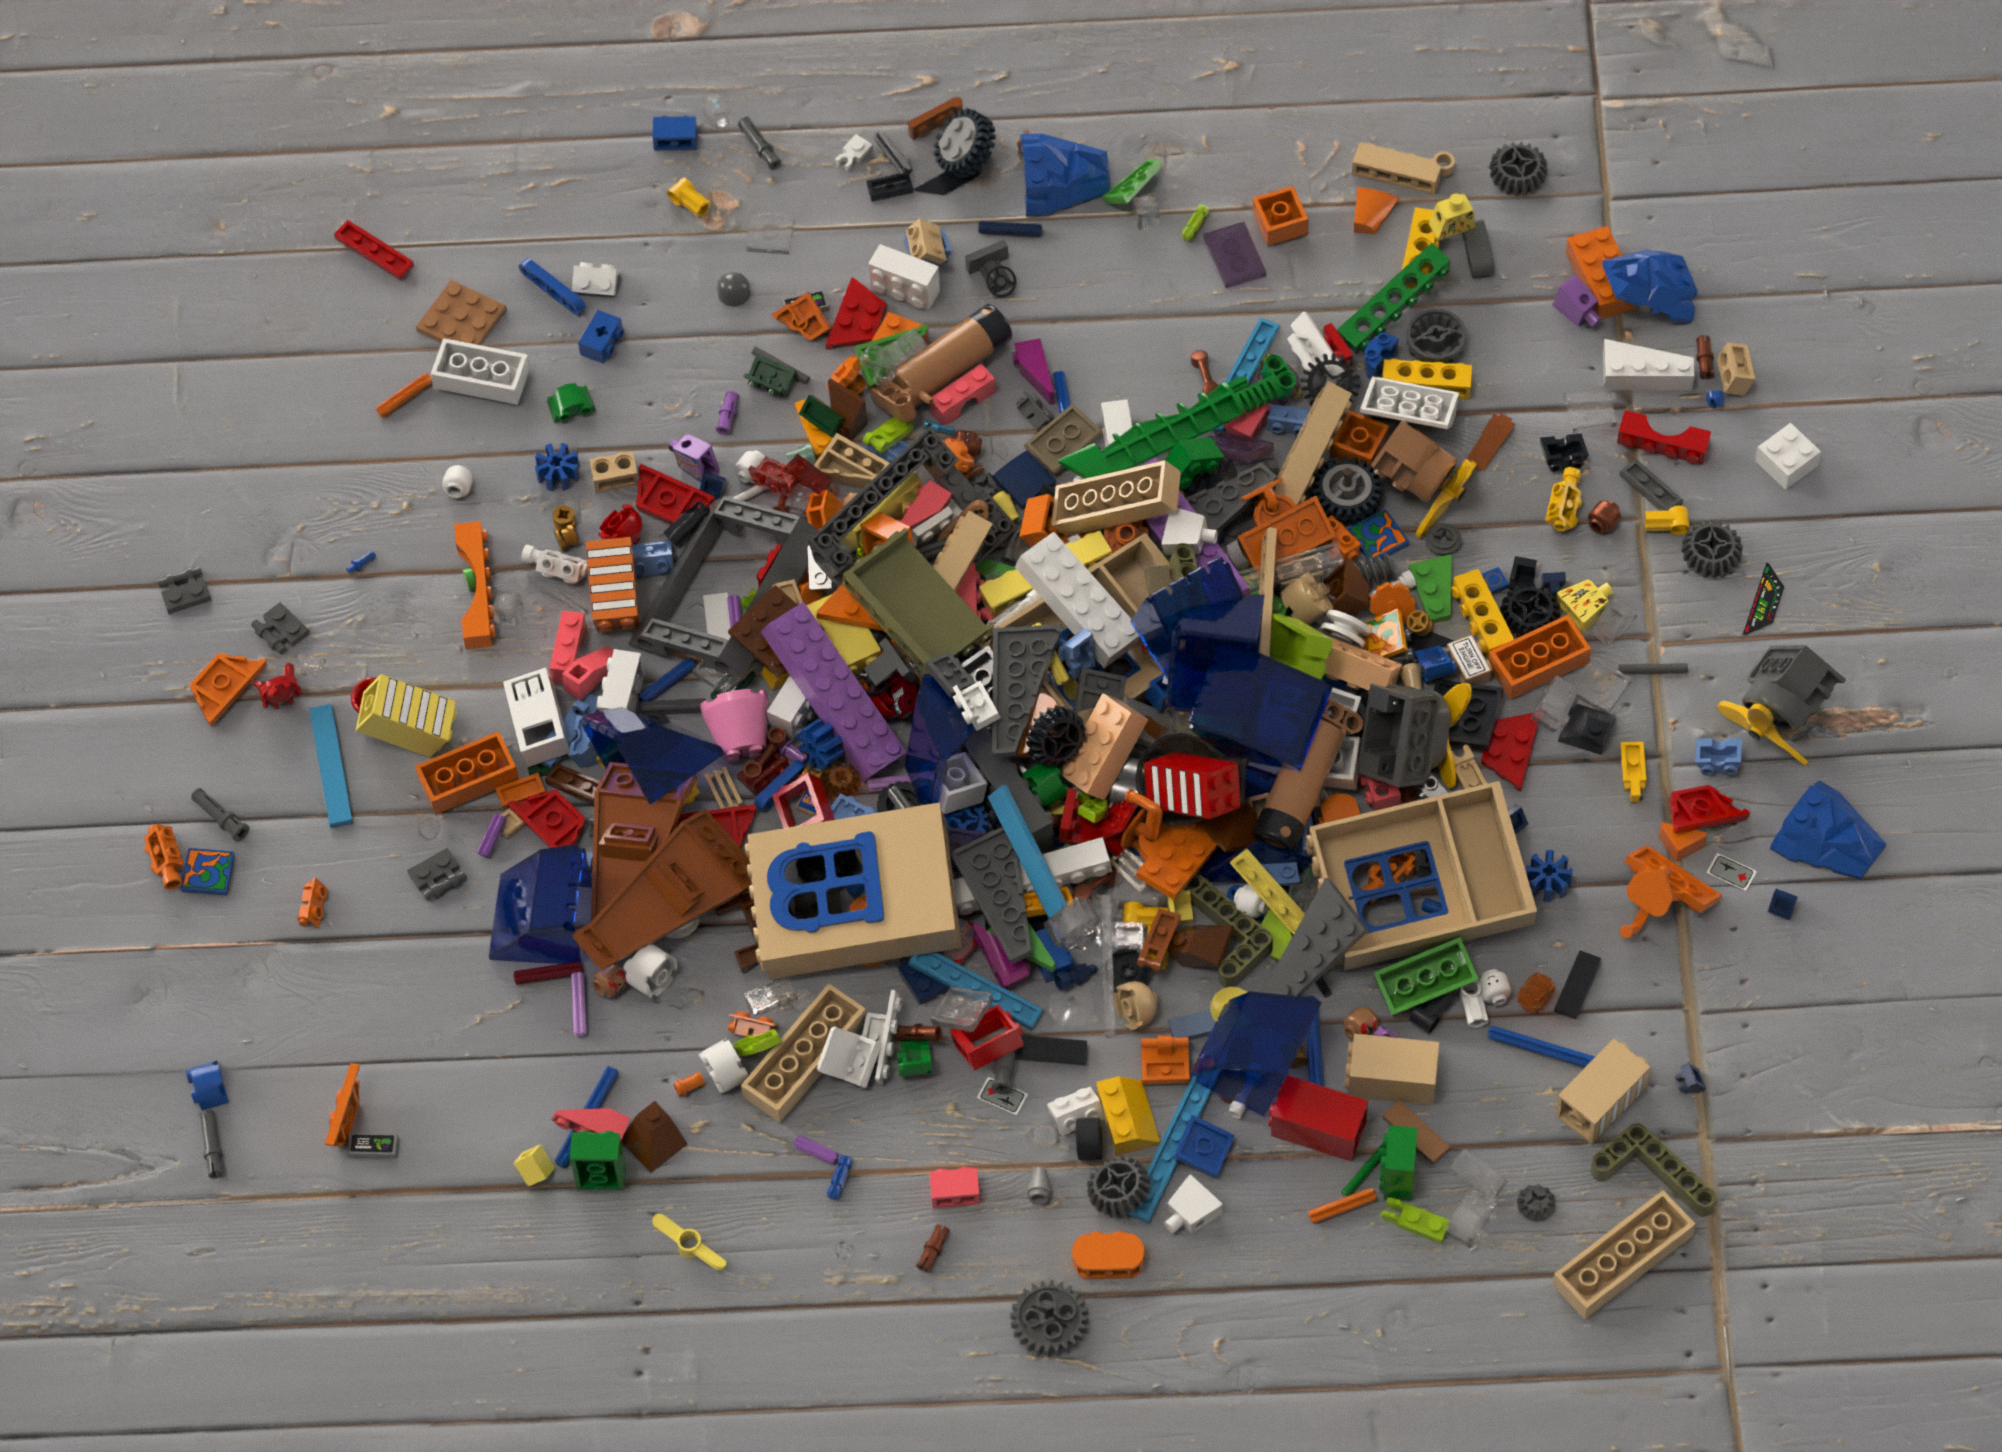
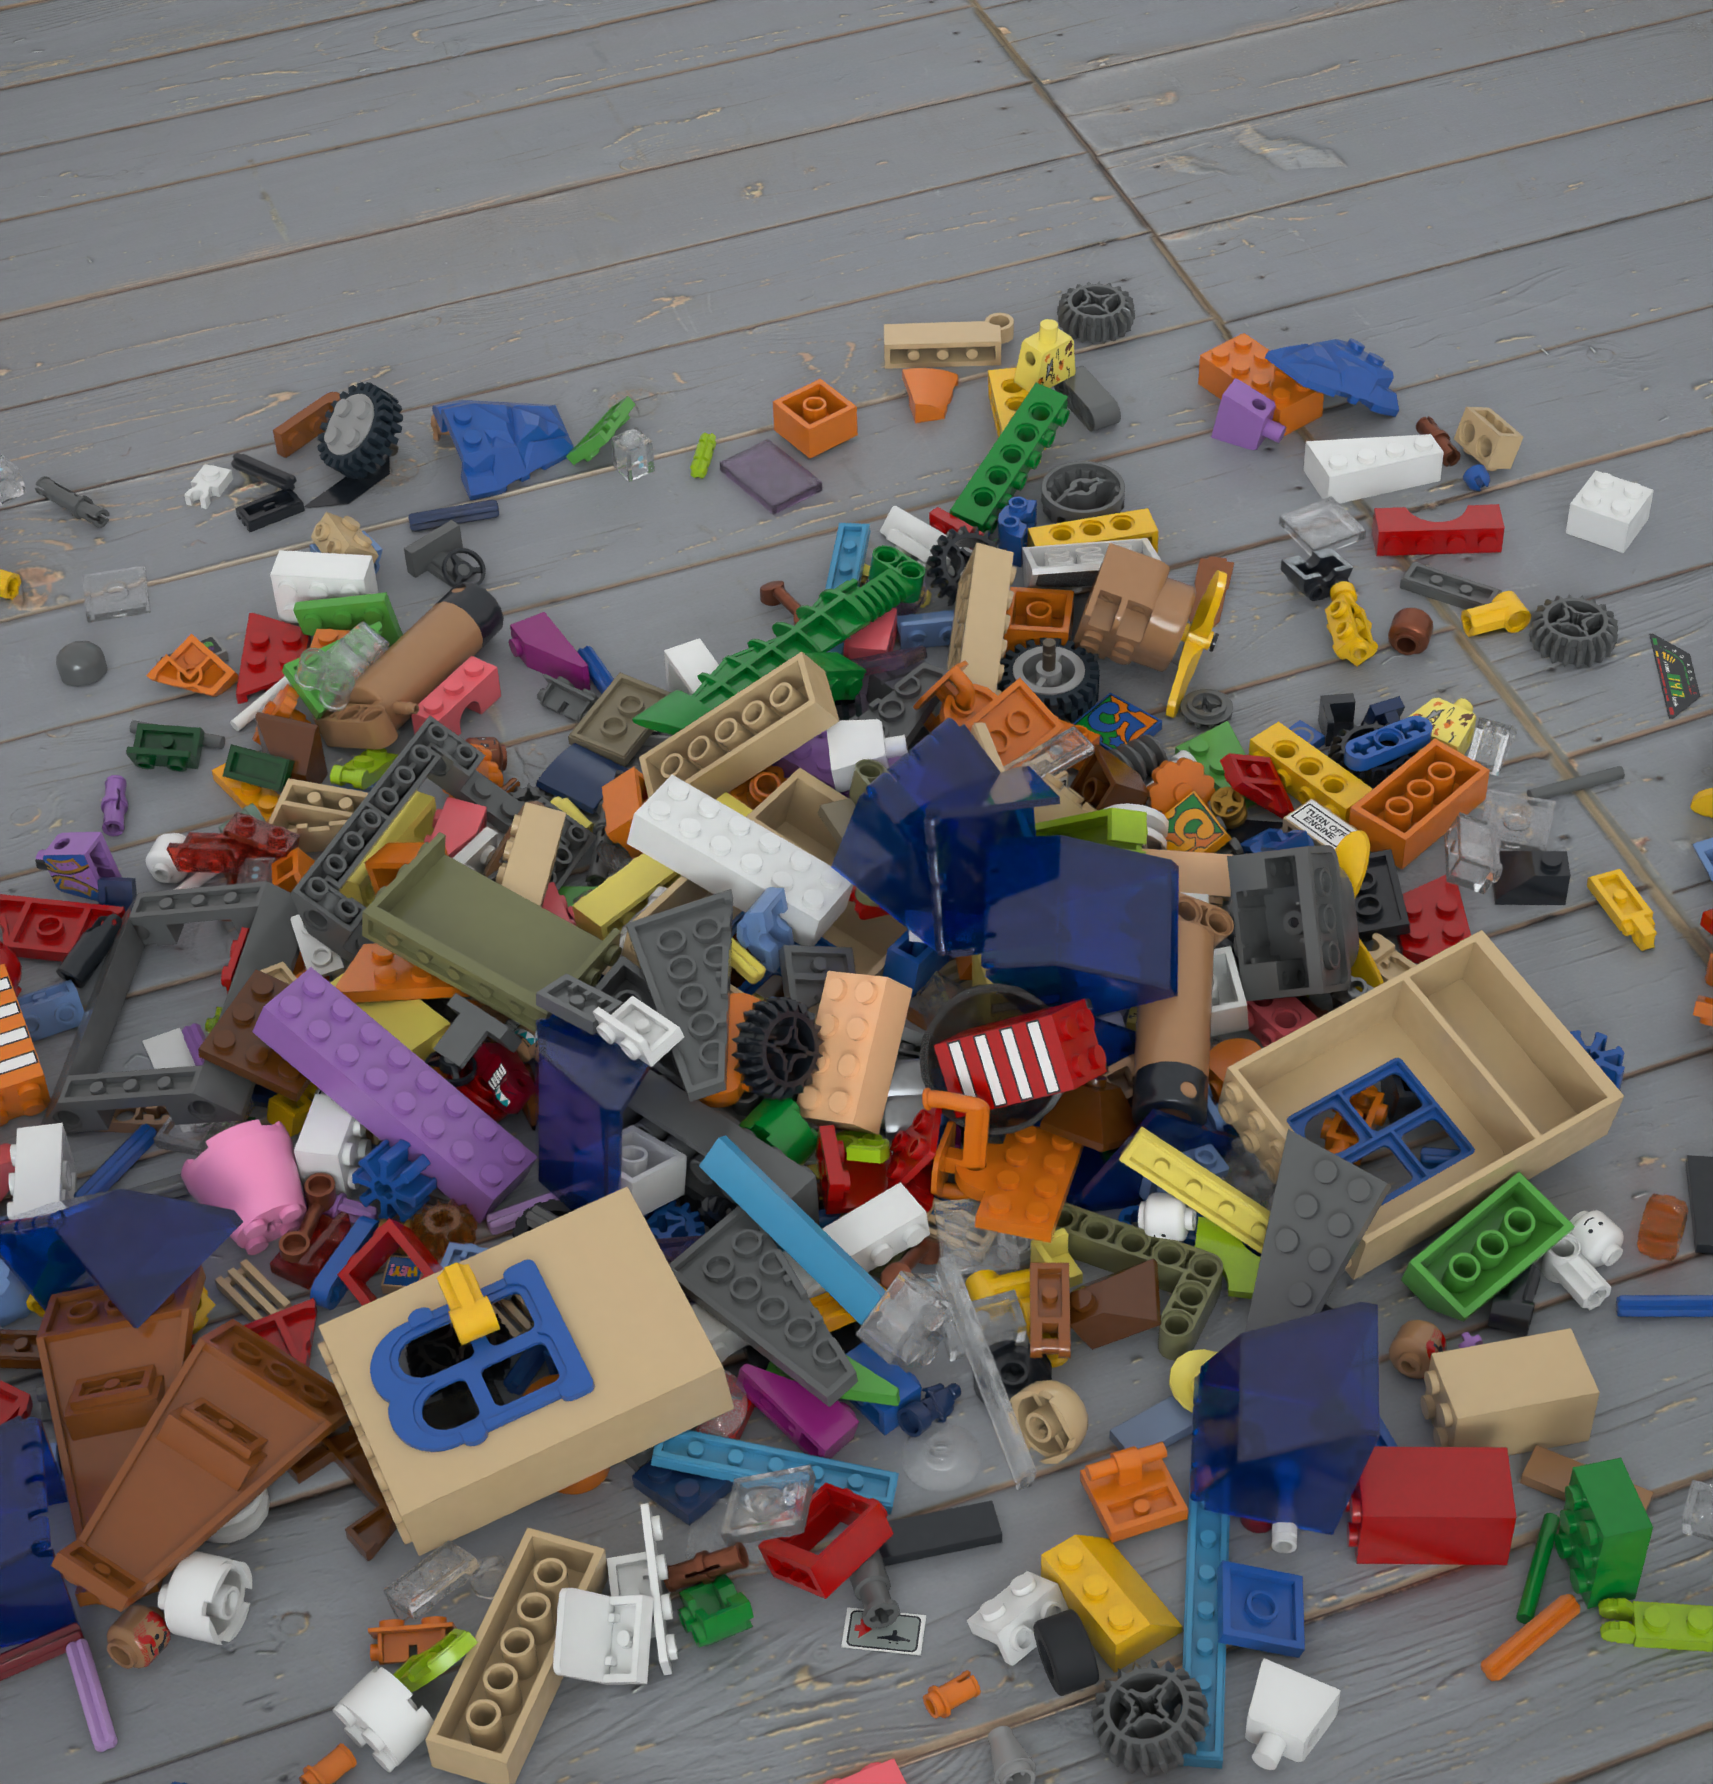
camera: 20 degrees left, 15 degrees down
(829, 854) = (469, 1310): none -> yellow piece
(843, 354) = (258, 705): none -> white bar
(913, 307) = (347, 613): none -> bright green wing
(1022, 1142) = (942, 1699): none -> orange pin
(1443, 611) = (1258, 781): none -> red wing
(1555, 610) = (1368, 752): none -> blue beam

